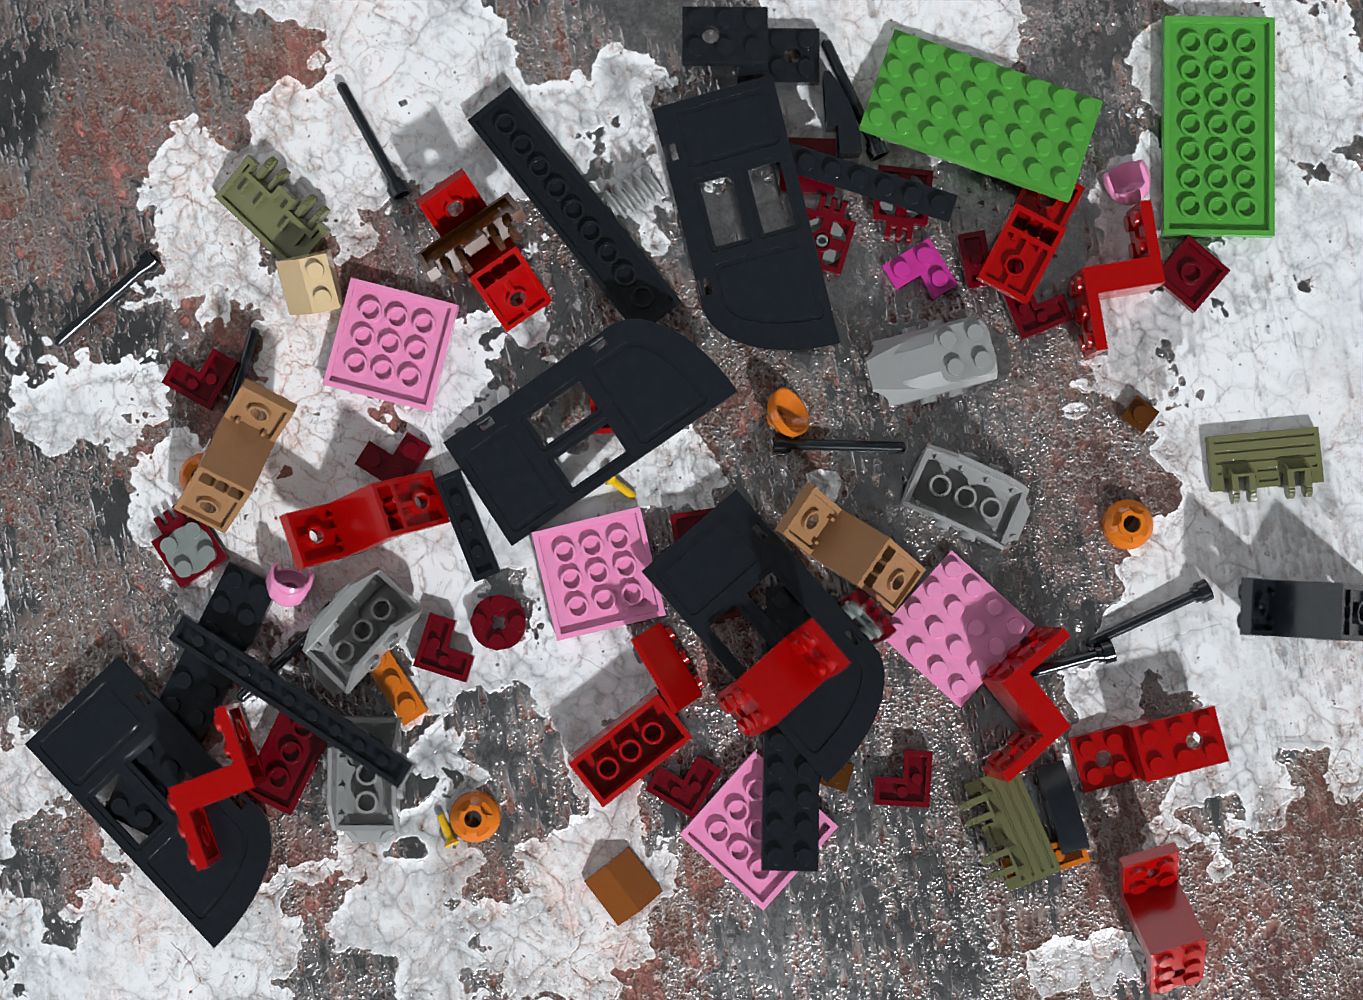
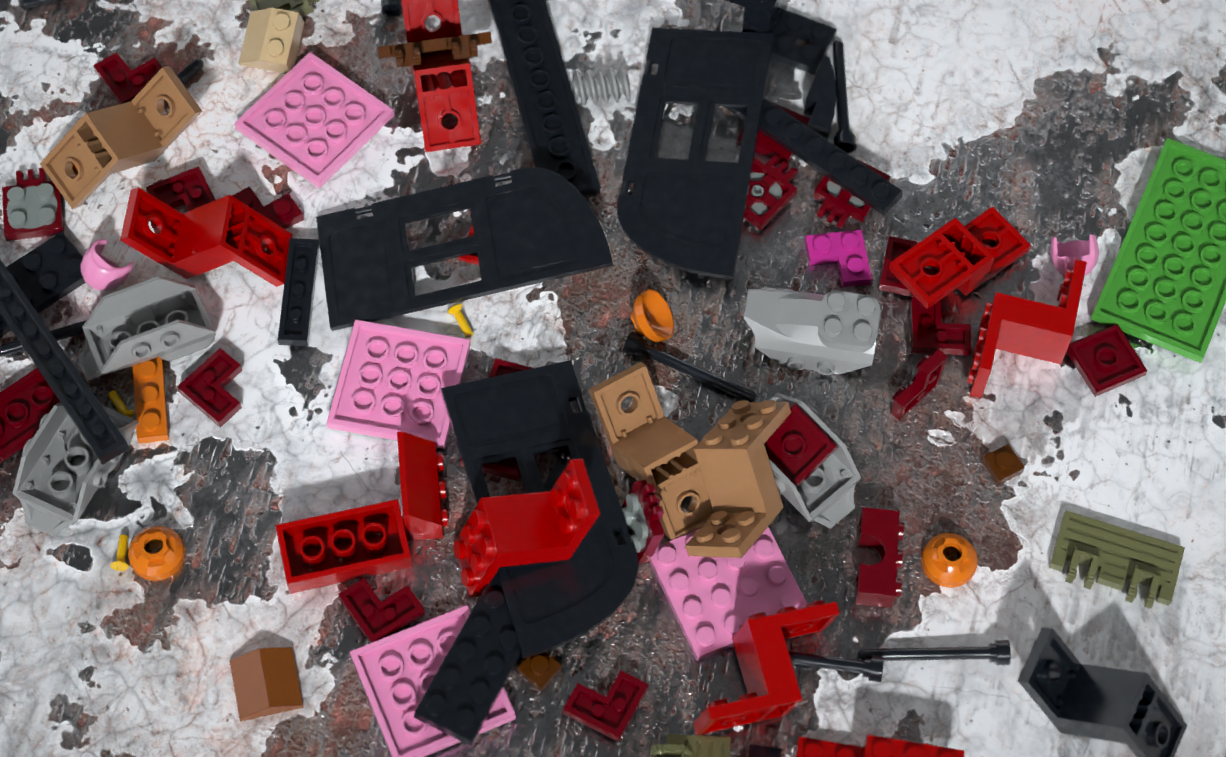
camera: 20 degrees right, 25 degrees down
(315, 469) = (184, 188): none -> dark red plate
(381, 707) = (120, 406): none -> yellow piece
(497, 638) = (280, 372): dark red plate -> none
(935, 549) = (738, 479): none -> medium nougat bracket
(967, 494) = (798, 446): none -> dark red plate
(981, 116) = (957, 151): bright green plate -> none
(1047, 370) = (927, 378): none -> dark red plate
(1082, 573) = (878, 582): none -> dark red arch

